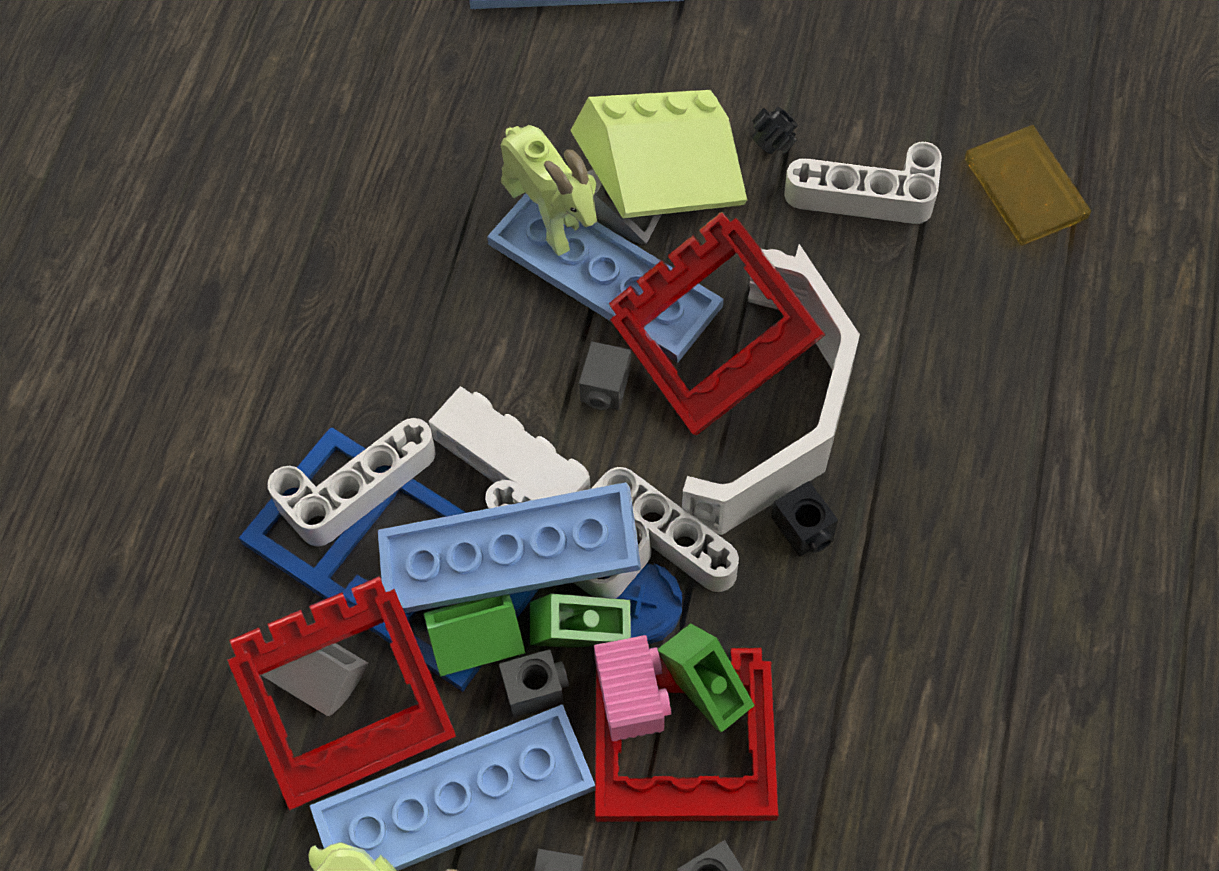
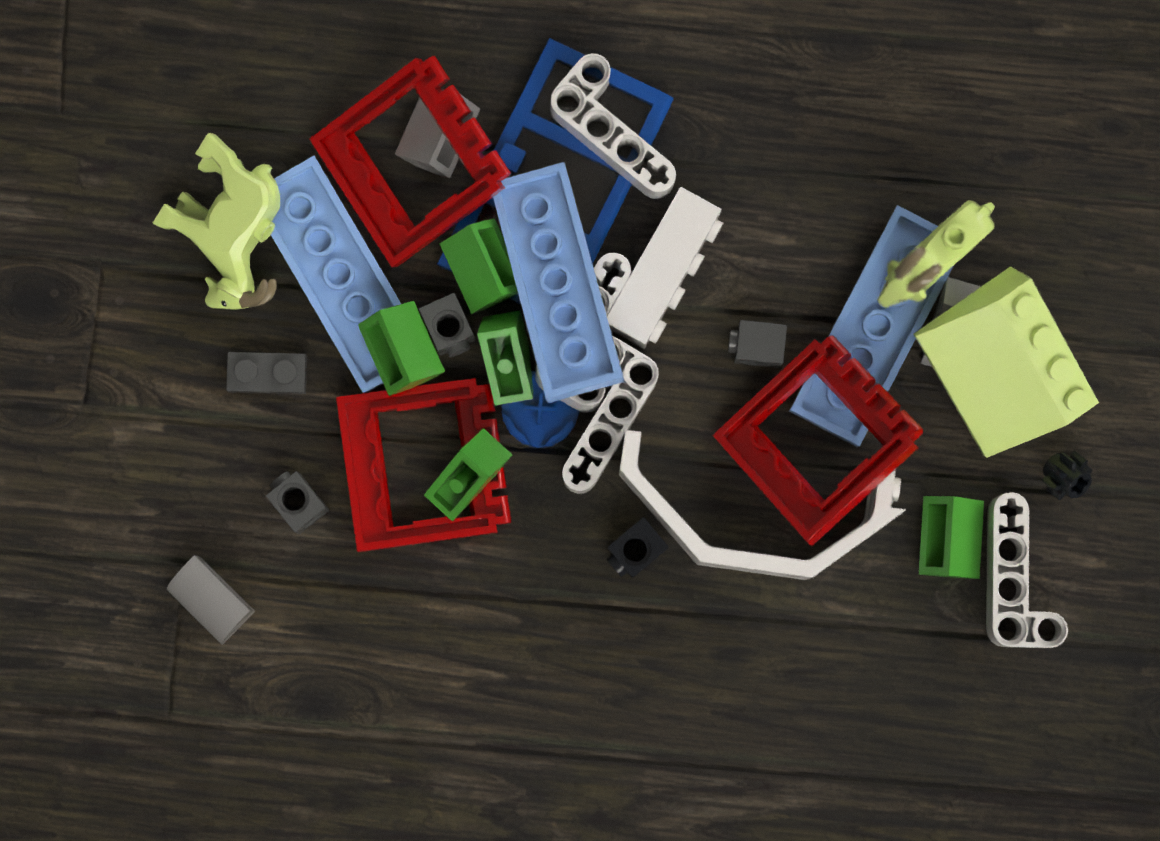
camera: 80 degrees right, 20 degrees up
(552, 730) = (401, 347): none -> bright green brick
(630, 687) = (448, 410): bright pink brick -> none
(823, 235) = (951, 537): none -> bright green brick
(1027, 184) = (1046, 740): clear yellow tile -> none

